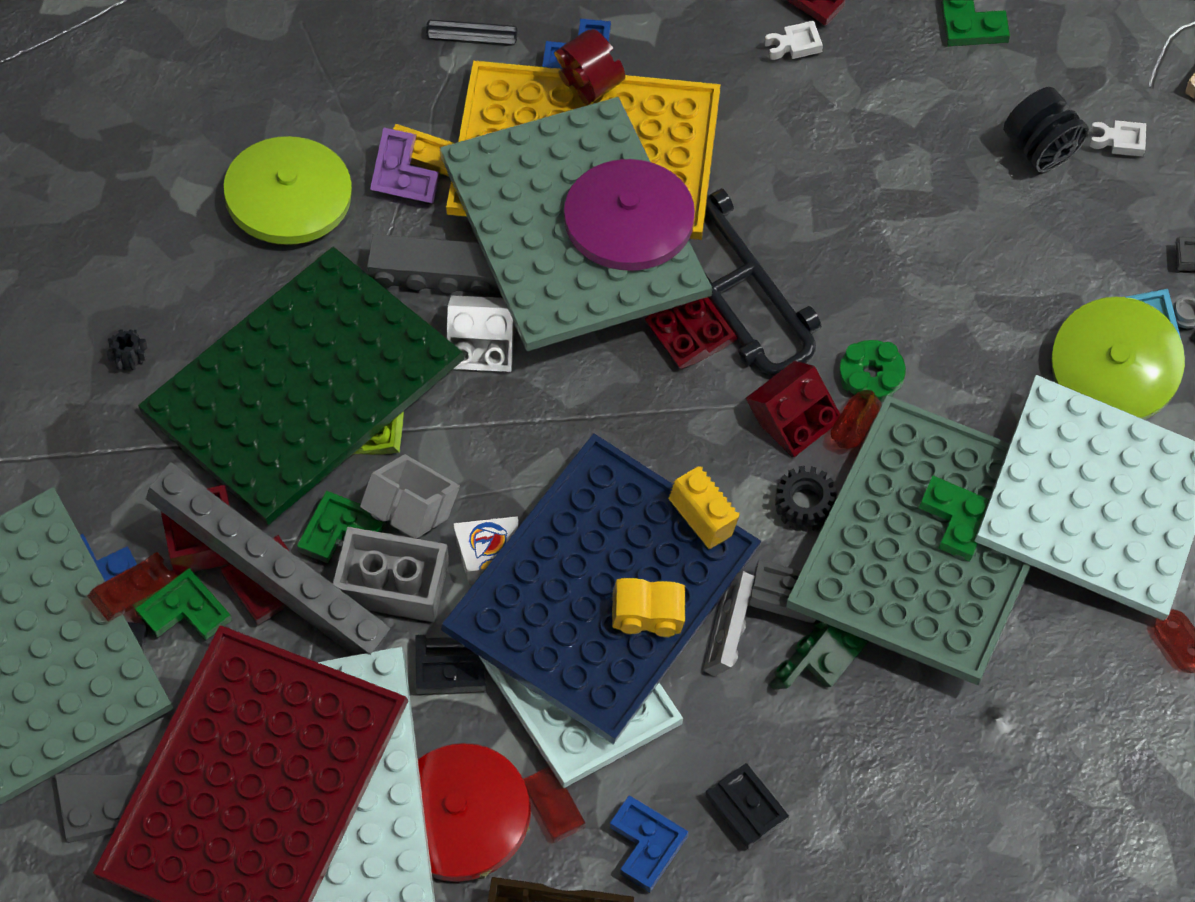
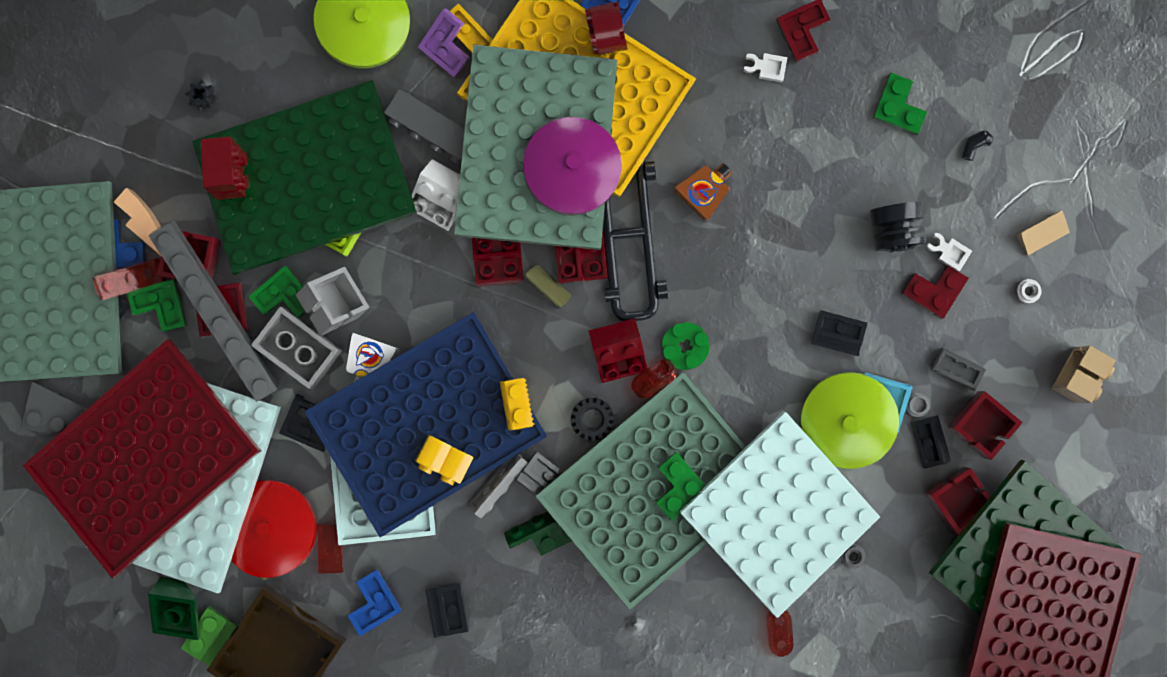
camera: 25 degrees right, 25 degrees up
(118, 520) = (142, 218): none -> light nougat slope
(202, 395) = (224, 168): none -> dark red piece
(589, 374) = (497, 262): none -> dark red slope
(667, 380) = (548, 286): none -> olive slope
(796, 194) = (704, 190): none -> dark orange torso
(1047, 275) = (839, 333): none -> black plate
(1078, 18) = (975, 141): none -> black arm
(1134, 193) = (936, 297): none -> dark red plate

